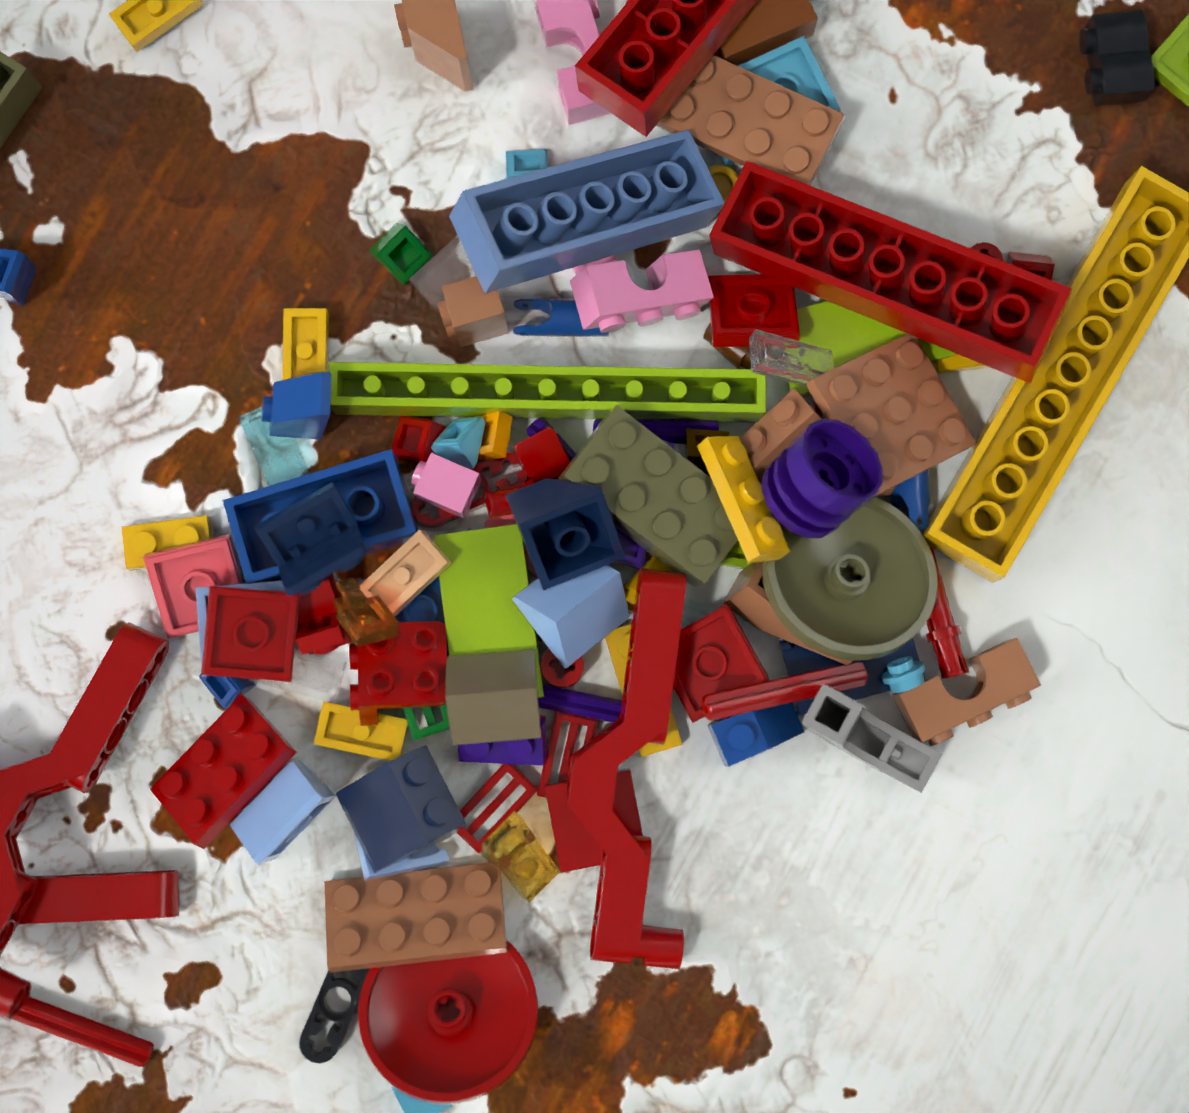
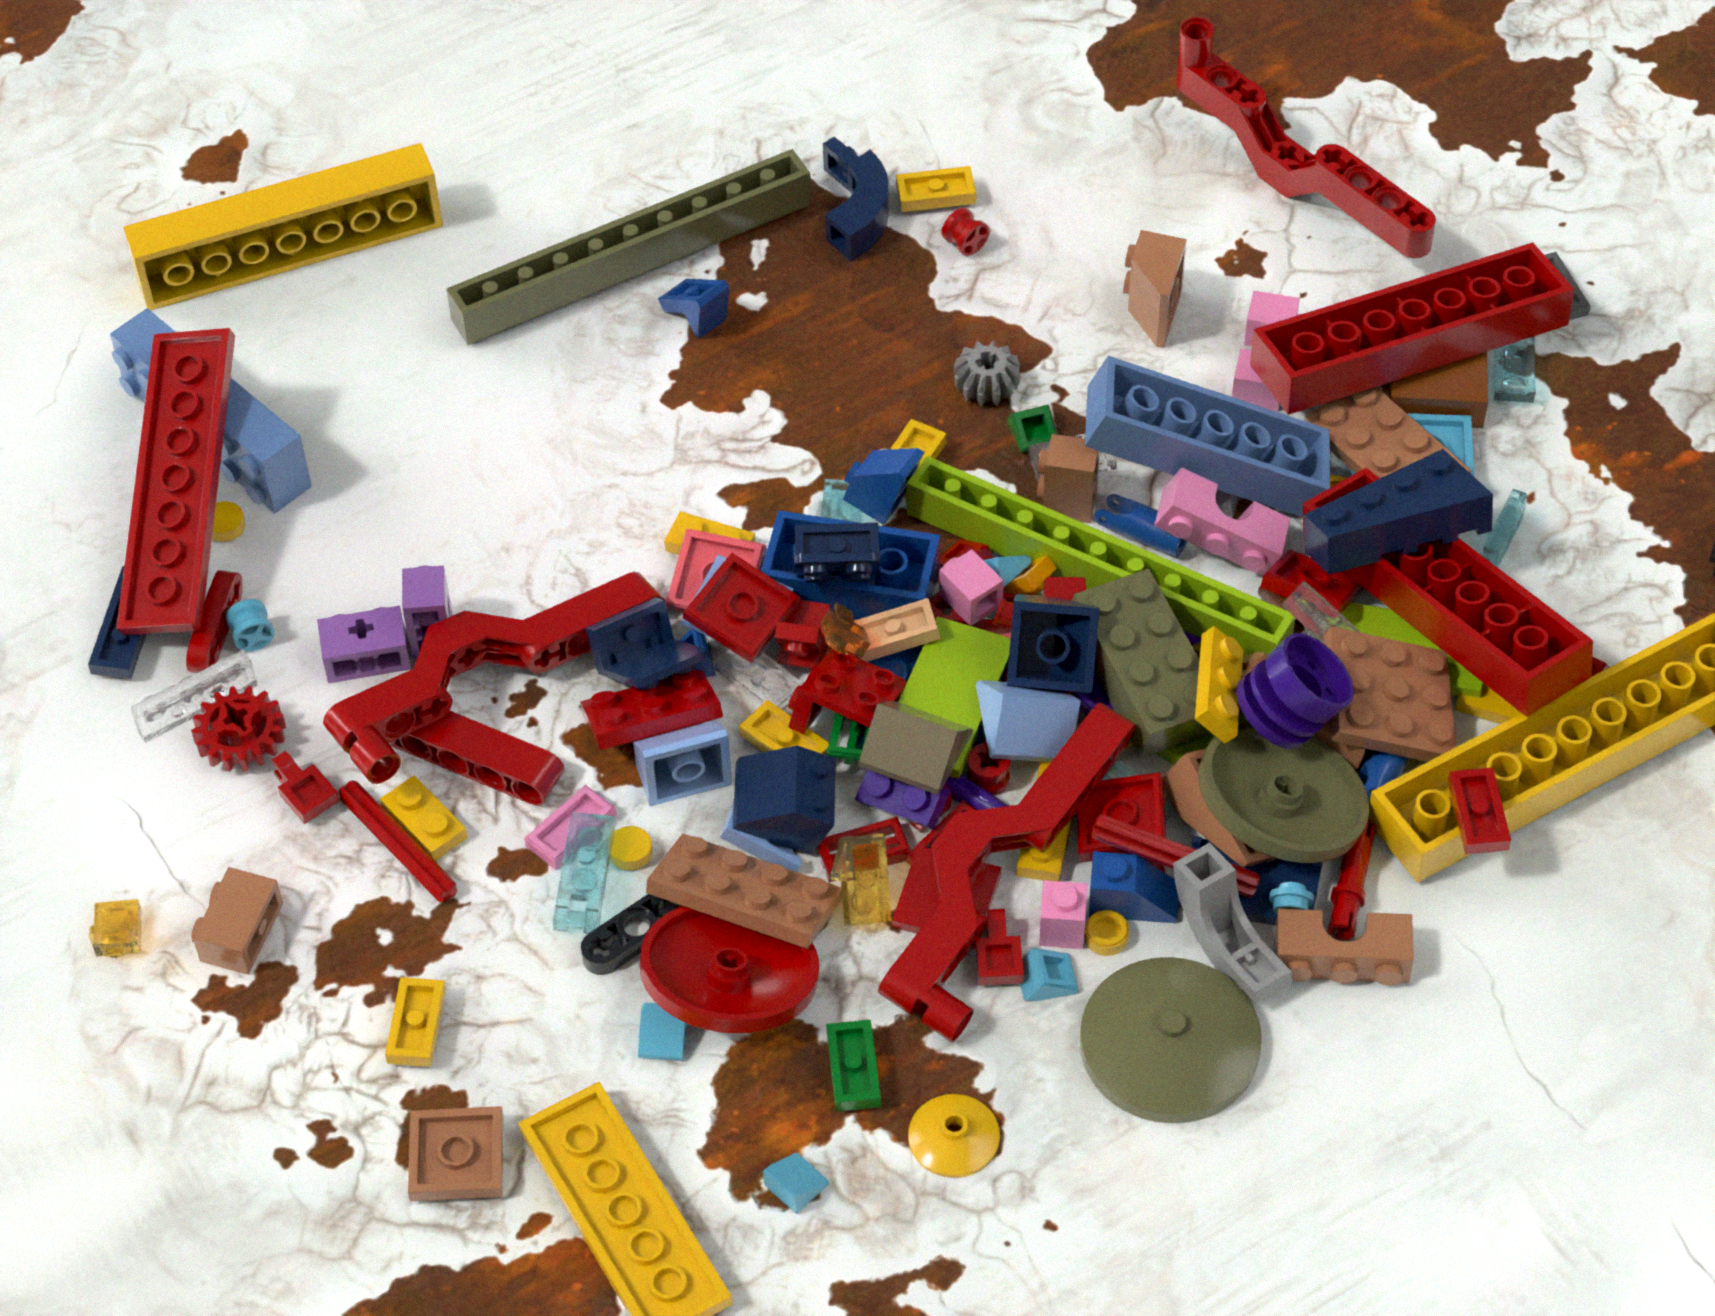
camera: 30 degrees right, 30 degrees down
(78, 987) = (424, 817): none -> yellow plate
(105, 80) = (864, 216): none -> dark blue arch
(181, 713) = (641, 647): none -> dark blue bracket
(214, 50) = (965, 231): none -> red wheel
(217, 924) = (550, 837): none -> bright pink tile
(260, 975) = (584, 871): none -> clear light blue plate
(284, 918) = (631, 848): none -> yellow tile
(324, 230) = (987, 373): none -> light grey gear
(606, 1039) = (853, 1065): none -> green plate
(674, 858) = (998, 954): none -> red plate
(711, 791) = (1063, 914): none -> bright pink brick
(719, 1029) = (957, 1152): none -> yellow dish
(722, 850) = (1047, 975): none -> medium azure slope
(751, 779) = (1106, 933): none -> yellow tile
(826, 211) = (1398, 513): none -> dark blue wedge
(860, 859) = (1170, 1040): none -> olive dish
(894, 158) = (1505, 527): none -> clear light blue tile
(1039, 513) = (1479, 810): none -> red plate

